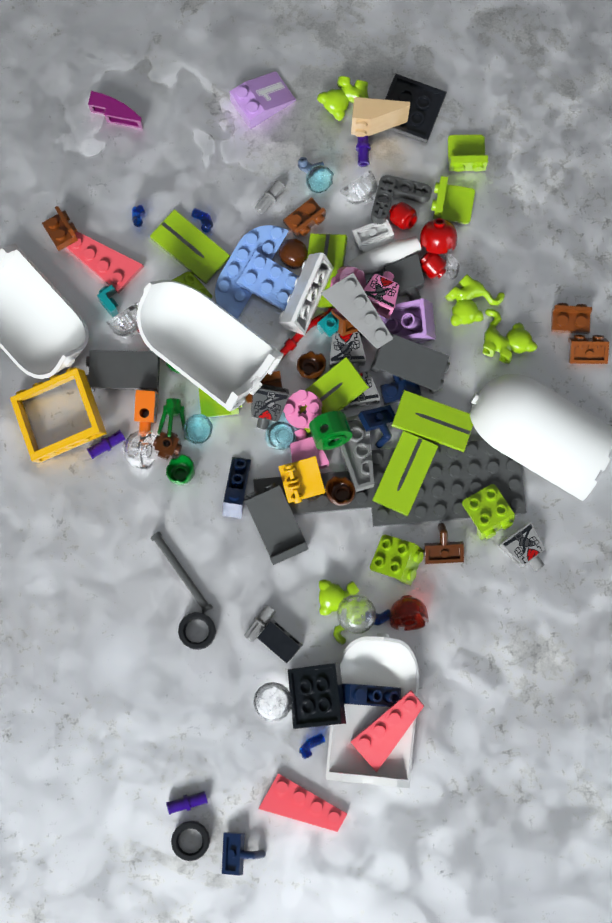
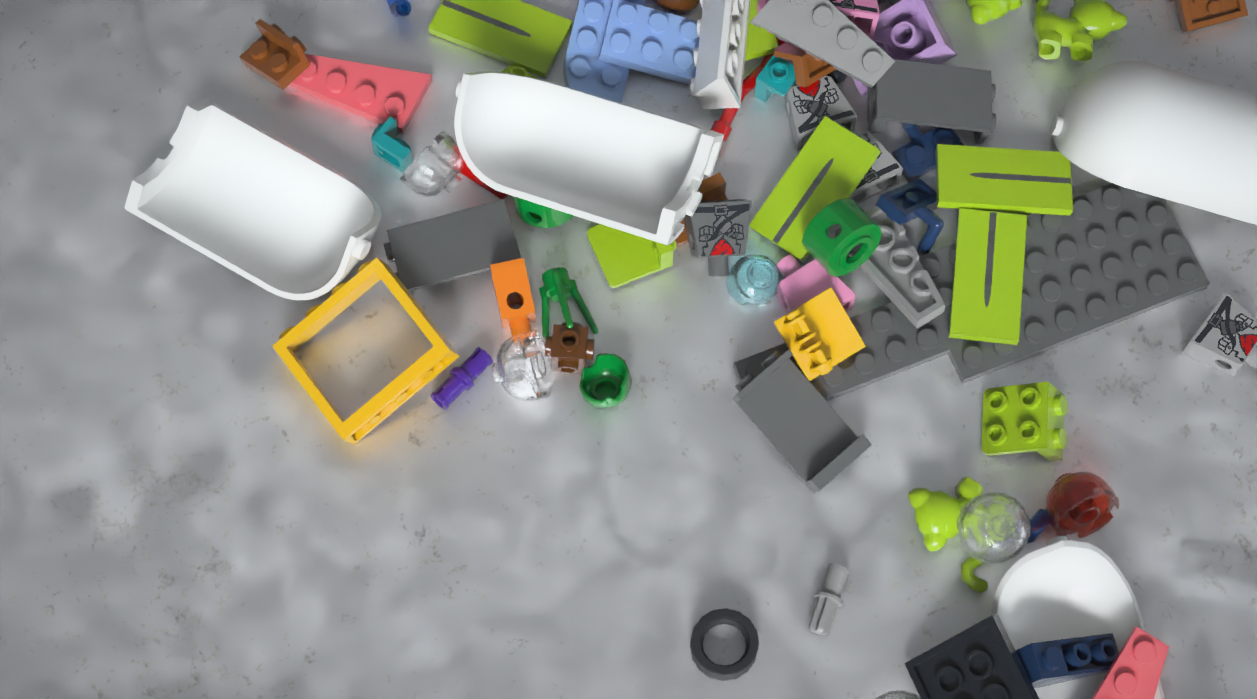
camera: 15 degrees left, 10 degrees down
(181, 572) = (662, 553): dark grey bar -> none
(197, 429) = (612, 306): clear light blue hair -> none
(236, 487) = (711, 385): dark blue slope -> none
(280, 641) = (875, 618): black hinge -> none
(293, 406) = (772, 206): bright pink plate -> none
(311, 365) = (768, 151): reddish brown hair -> none
(340, 490) = (891, 333): reddish brown hair -> none
(444, 551) = (1098, 384): reddish brown plate -> none
(489, 511) = (1150, 297): lime bracket -> none

